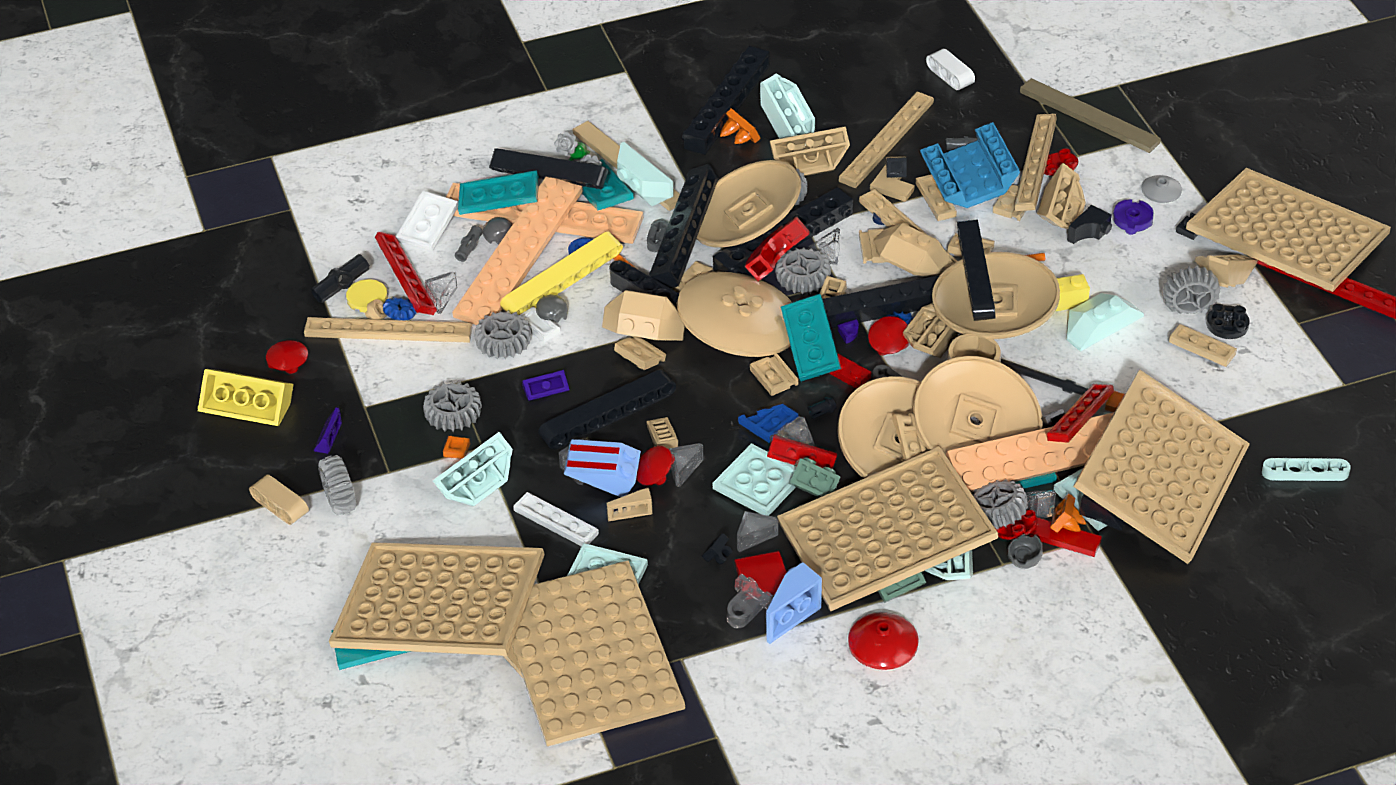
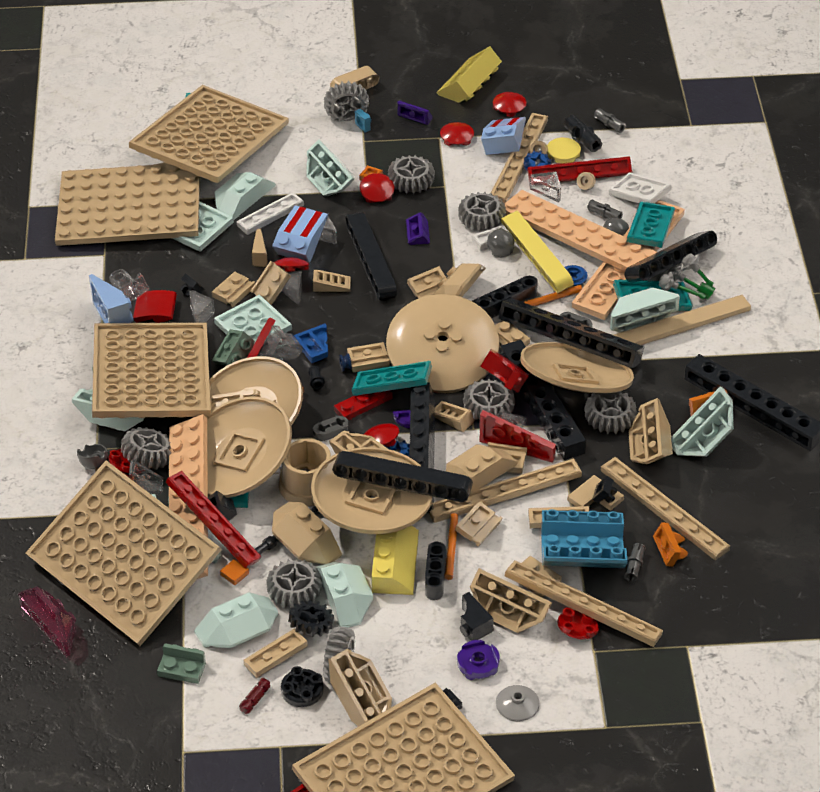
camera: 105 degrees right, 0 degrees up
(304, 266) = (609, 120): none -> dark grey pin
(355, 341) = (503, 135): none -> light blue slope
(358, 388) = (457, 133): none -> red dish
(359, 472) = (362, 120): none -> dark azure plate
(423, 263) = (586, 181): none -> tan tile
(482, 429) = (376, 187): none -> red dish
(558, 551) = (241, 193): none -> light aqua wedge
(694, 473) = (271, 282): none -> tan plate
(703, 516) = (233, 289): none -> tan plate
(790, 389) = (345, 362): none -> dark blue bush
(850, 245) = (500, 431): none -> red wing
(883, 640) = (59, 360): red dish -> none
(937, 124) = (667, 543): none -> orange tile
(950, 69) = (757, 579): white beam -> none
(1050, 358) = (304, 534): none -> tan wedge
(1056, 258) = (435, 570): none -> black beam
(1090, 115) = (651, 677): dark tan tile -> none
(1114, 351) = (293, 583): none -> light grey gear
(1152, 327) = (311, 618): none -> black gear
(1185, 379) = (237, 621): none -> light aqua wedge
(1253, 408) = (182, 663): none -> sand green bracket
(1257, 349) = (254, 695): none -> dark red axle
(1260, 513) = (50, 617): none -> clear pink wedge
(1306, 466) = (90, 677): light aqua beam -> none

